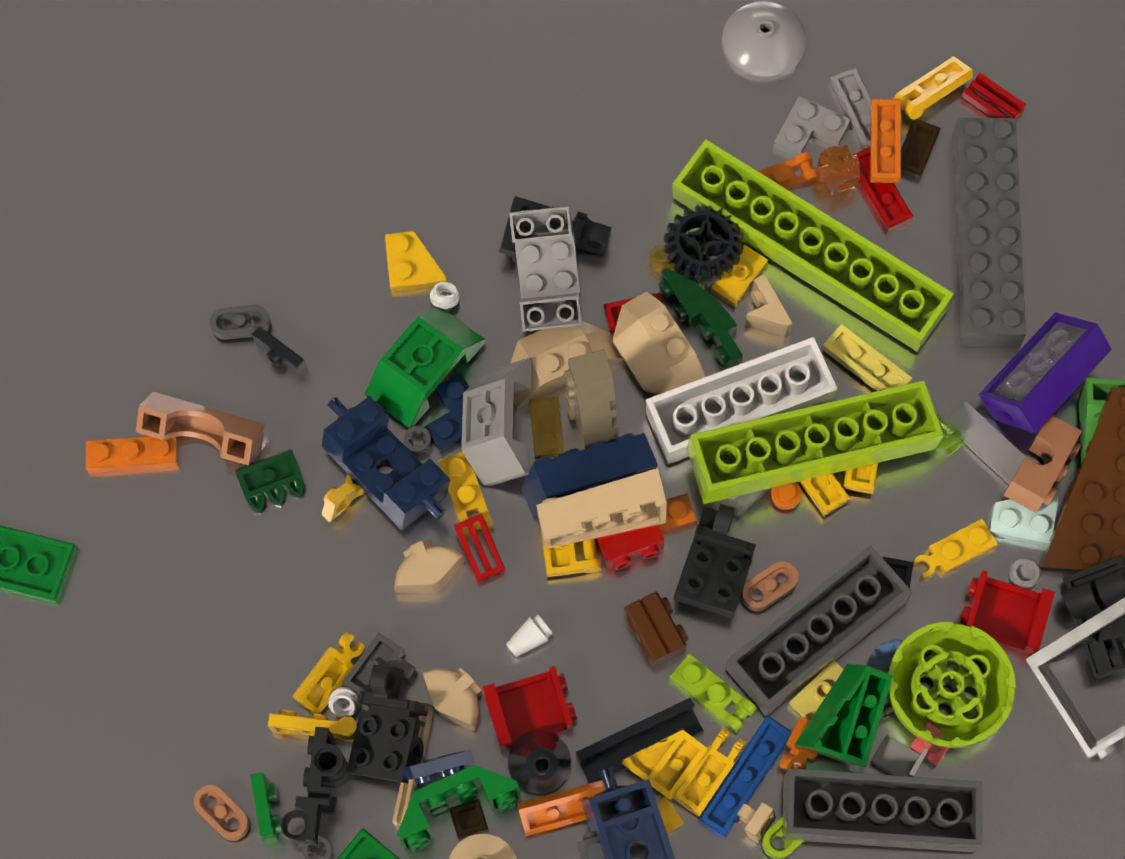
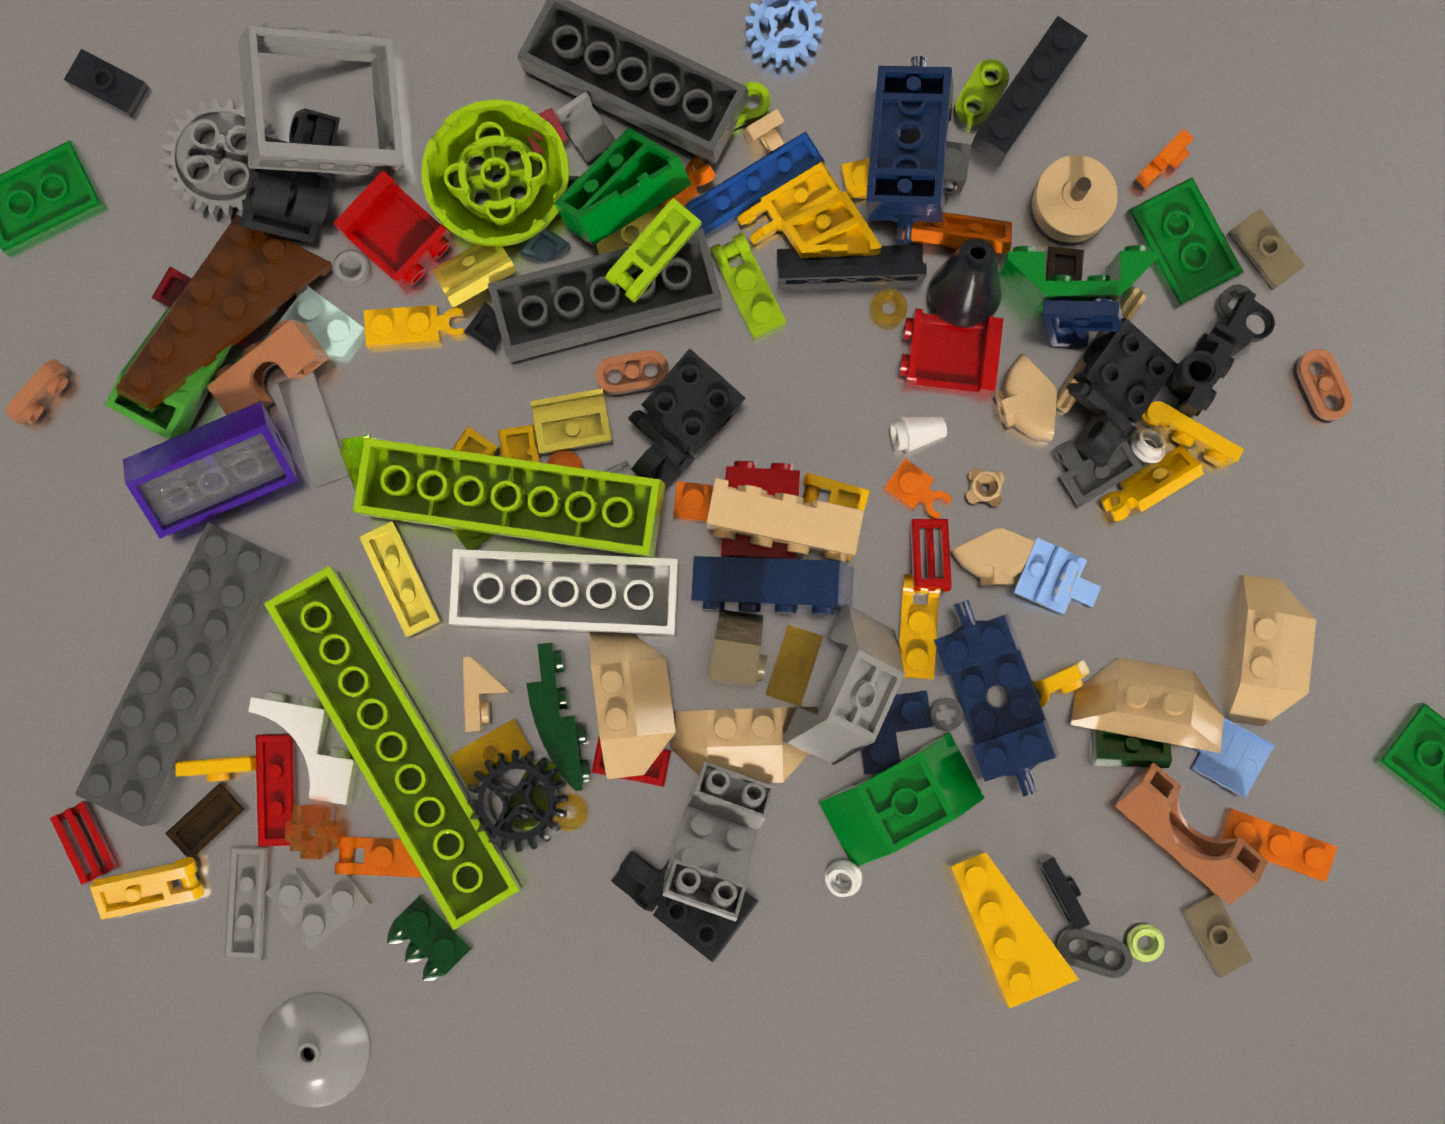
camera: 160 degrees left, 15 degrees up
(153, 372) = (1217, 935): none -> dark tan plate
(189, 590) = (1269, 651): none -> tan wedge
(193, 499) = (1239, 759): none -> light blue piece
(201, 338) = (1156, 946): none -> yellowish green plate
(264, 796) = (1280, 352): green plate -> none
(266, 510) = (1150, 704): none -> tan wedge
(306, 304) = (1011, 939): none -> yellow wedge
(377, 570) = (1054, 578): none -> light blue piece
(410, 263) = (864, 941): yellow wing -> none
(462, 610) = (992, 479): none -> tan plate
(515, 596) = (911, 486): none -> orange plate
(591, 715) = (891, 296): none -> clear yellow plate
(656, 629) = (778, 378): reddish brown brick -> none
(722, 136) = (430, 938): none -> dark green plate
(797, 670) = (654, 249): none -> lime plate
(798, 529) = (571, 421): none -> light yellow plate
(885, 141) = (240, 840): orange plate -> none
(890, 236) = (330, 774): none -> white arch
(929, 182) = (216, 769): none -> yellow plate
(930, 602) = (472, 271): none -> light yellow plate

